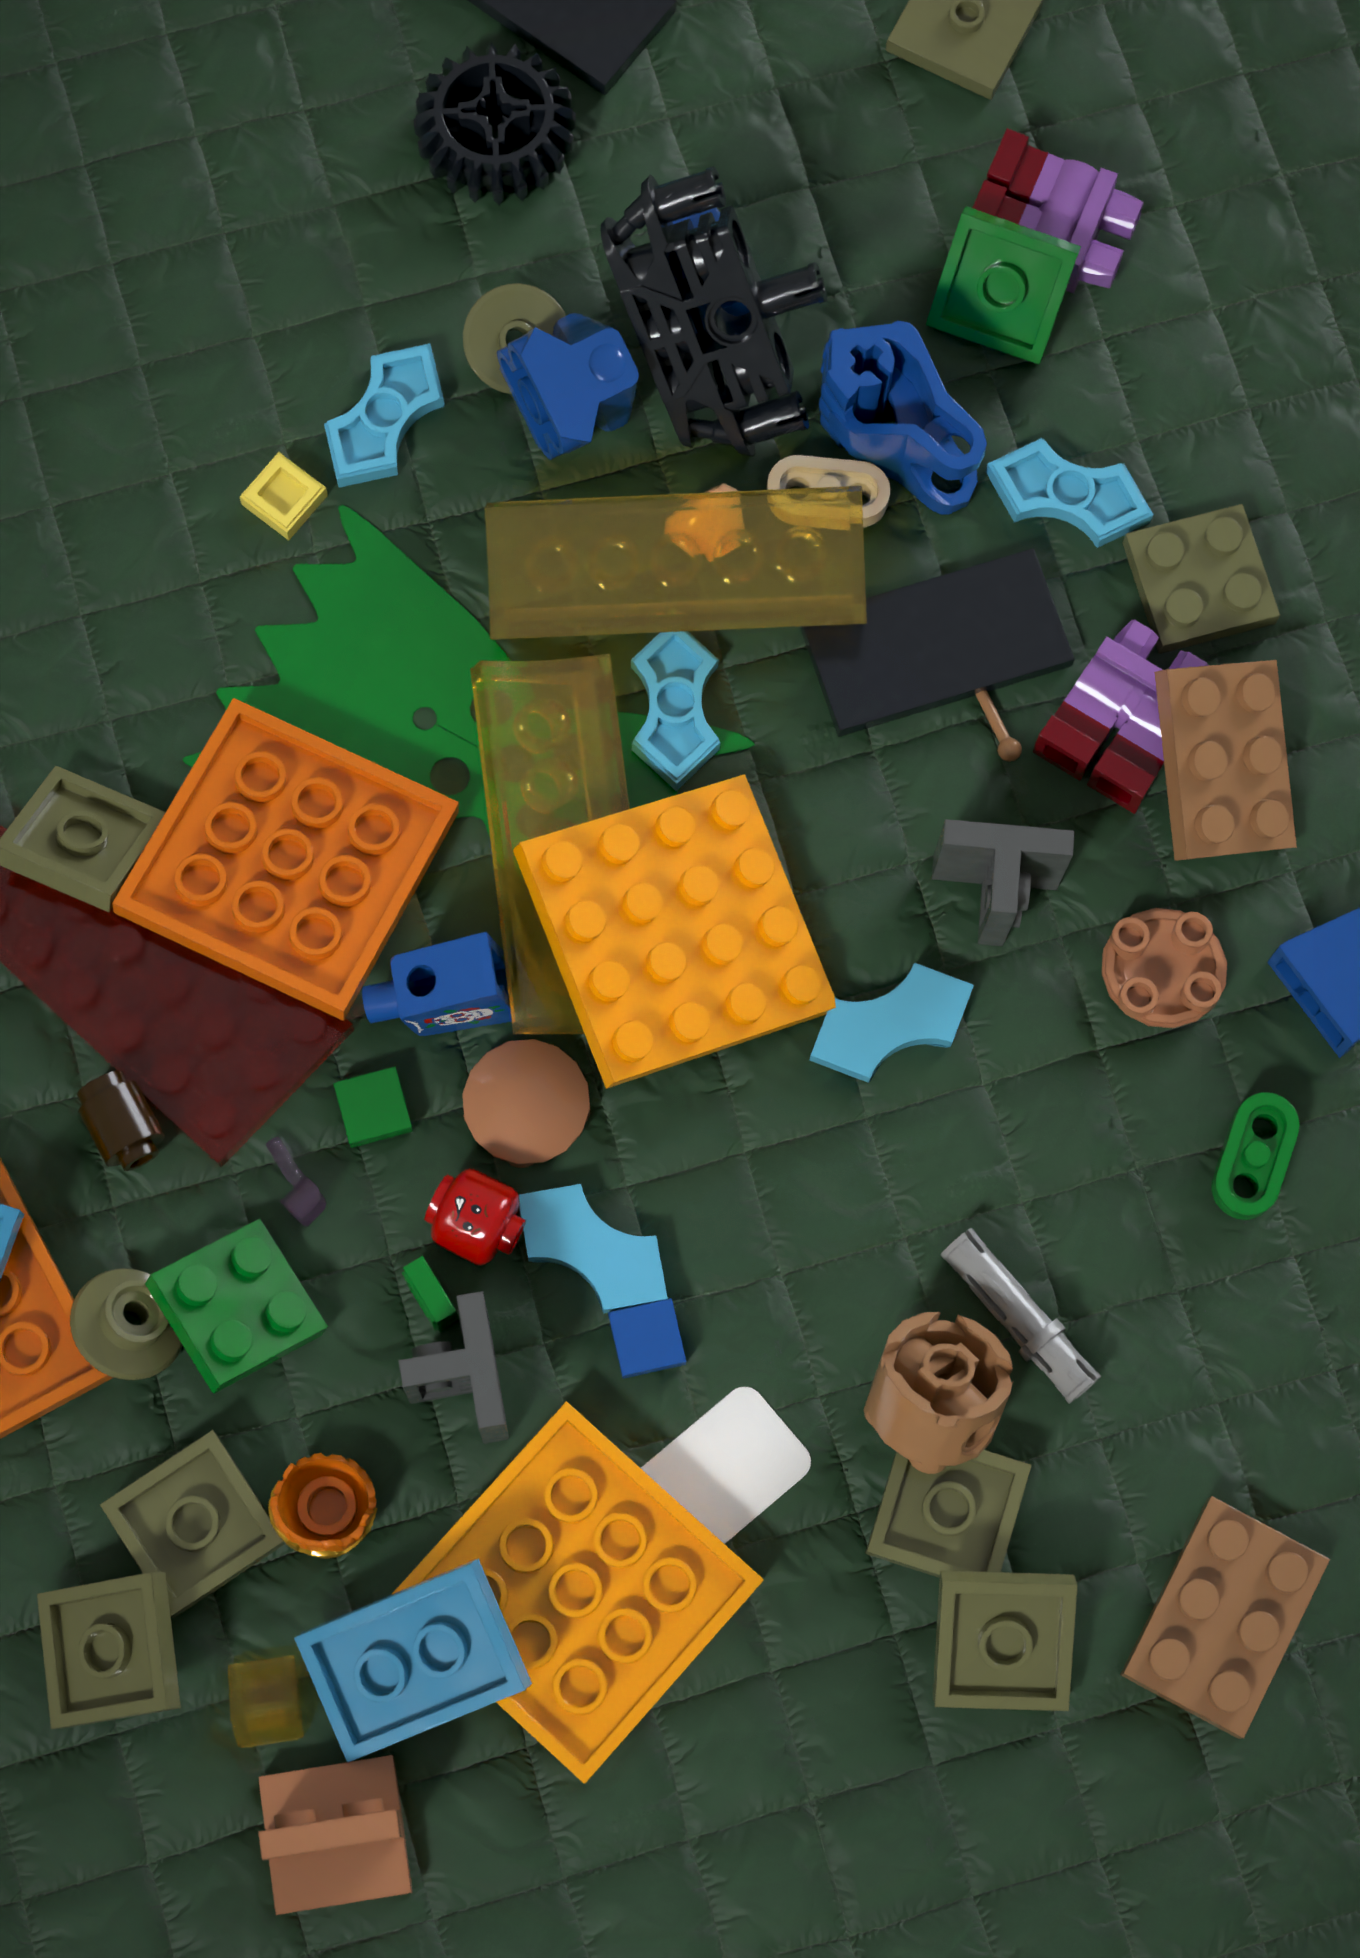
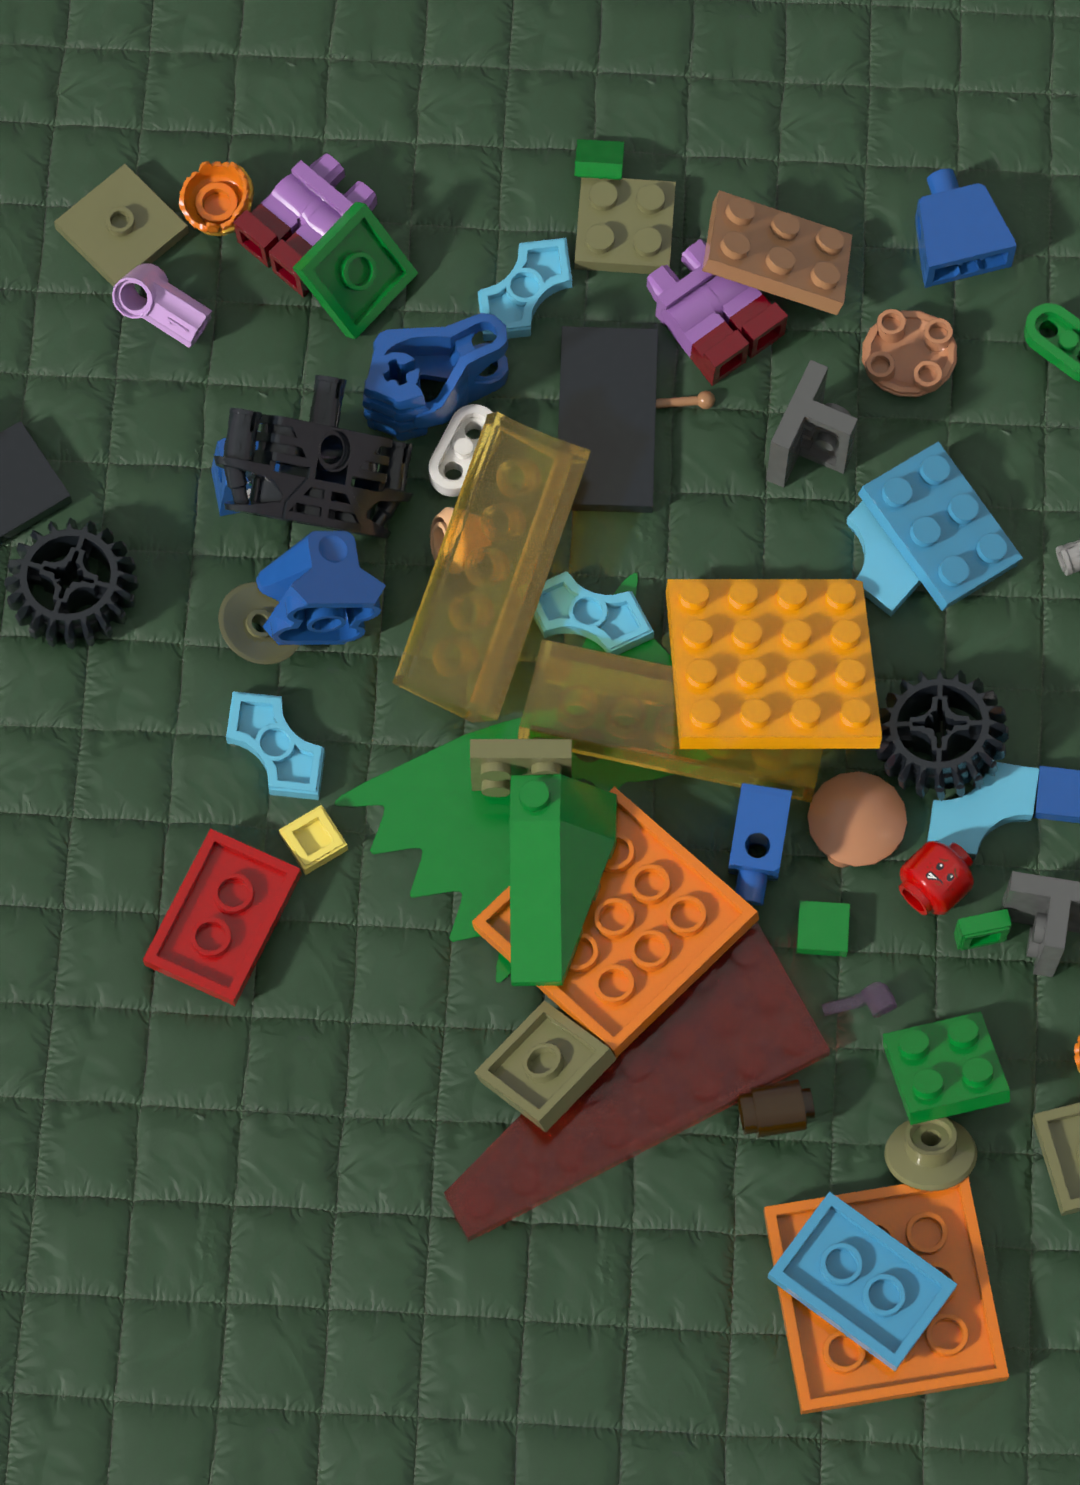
camera: 65 degrees left, 5 degrees down
(150, 427) = (222, 917): none -> red plate
(332, 757) = (557, 856): none -> green wedge
(428, 666) = (497, 759): none -> olive plate
(709, 1143) = (980, 737): none -> black gear
(883, 78) = (165, 304): none -> lavender piece
(942, 1076) = (940, 526): none -> dark azure plate
(1039, 104) = (216, 197): none -> orange hair
(1272, 516) = (599, 159): none -> green tile

